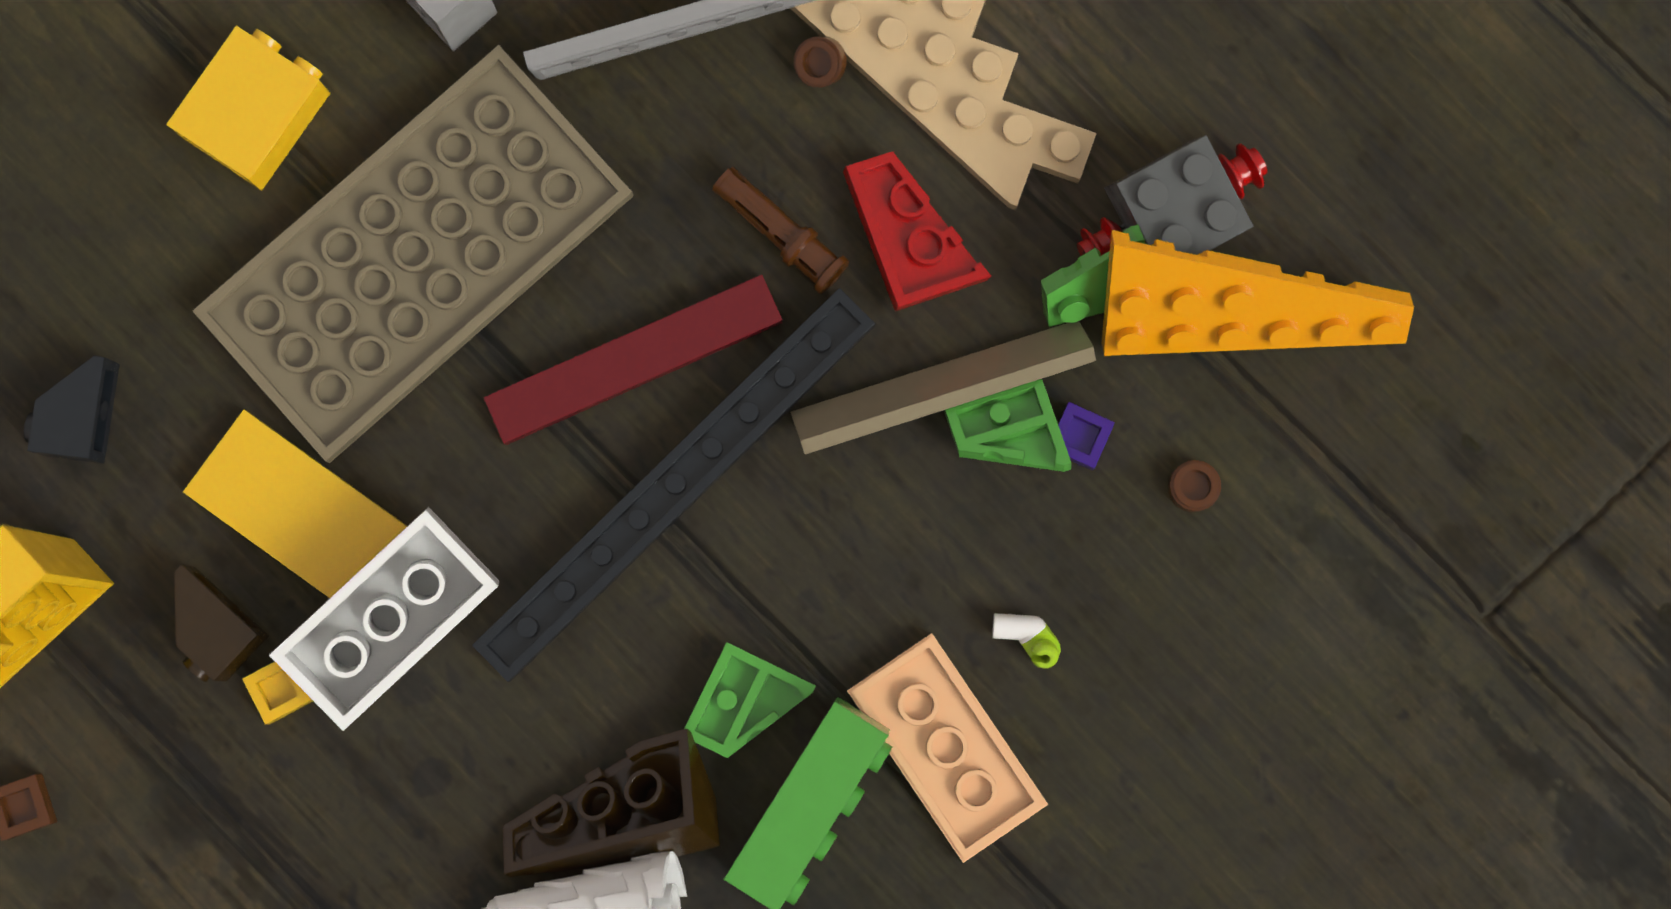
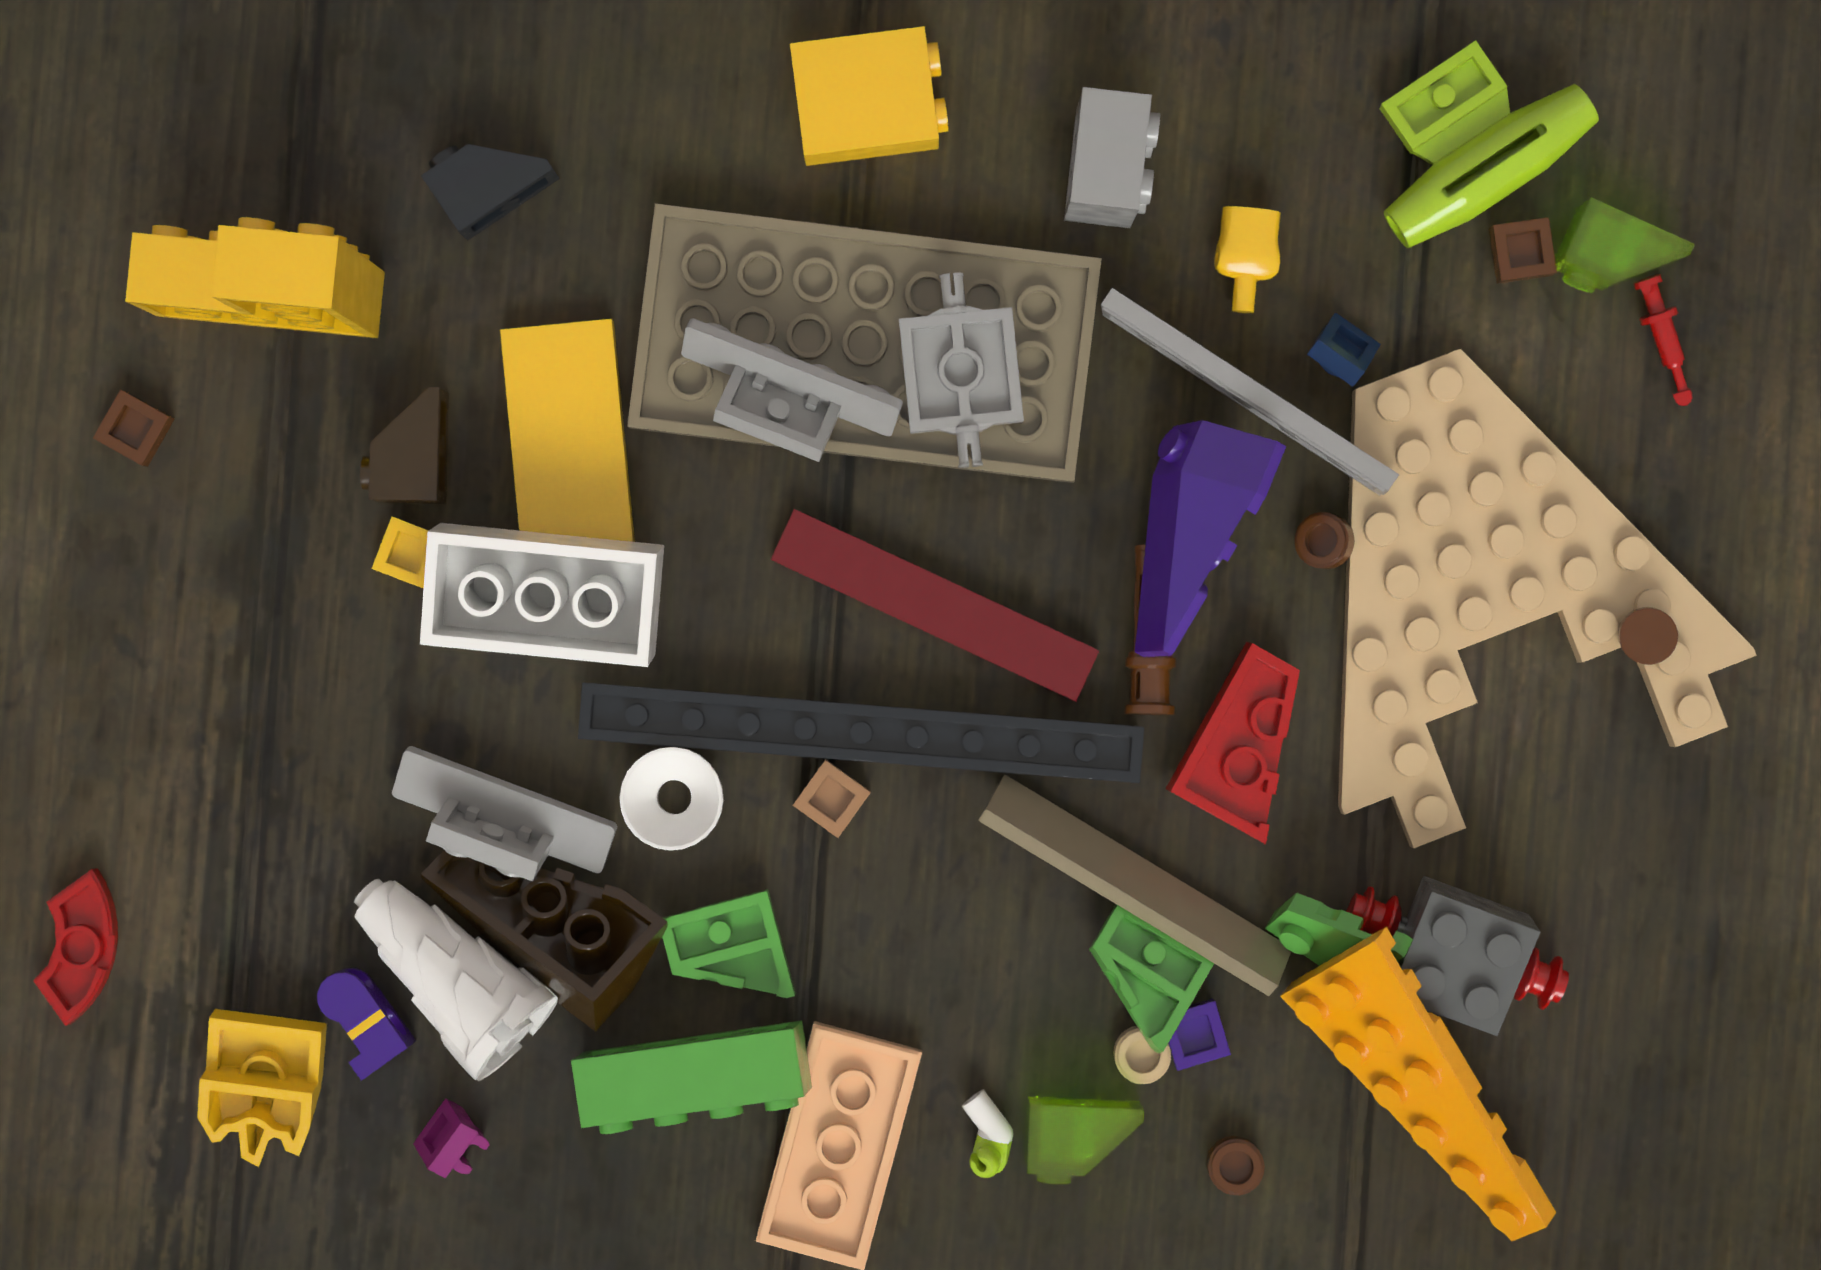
camera: 55 degrees right, 5 degrees up
(397, 332) = (784, 396): none -> light grey bracket
(488, 200) = (961, 370): none -> light grey plate
(514, 785) = (498, 819): none -> light grey bracket
(577, 647) = (641, 804): none -> white piece
(703, 544) = (832, 798): none -> medium nougat tile
(715, 118) = (1196, 501): none -> dark purple wedge
(1064, 489) = (1137, 1059): none -> tan tile
(1078, 576) = (1075, 1134): none -> clear neon green slope

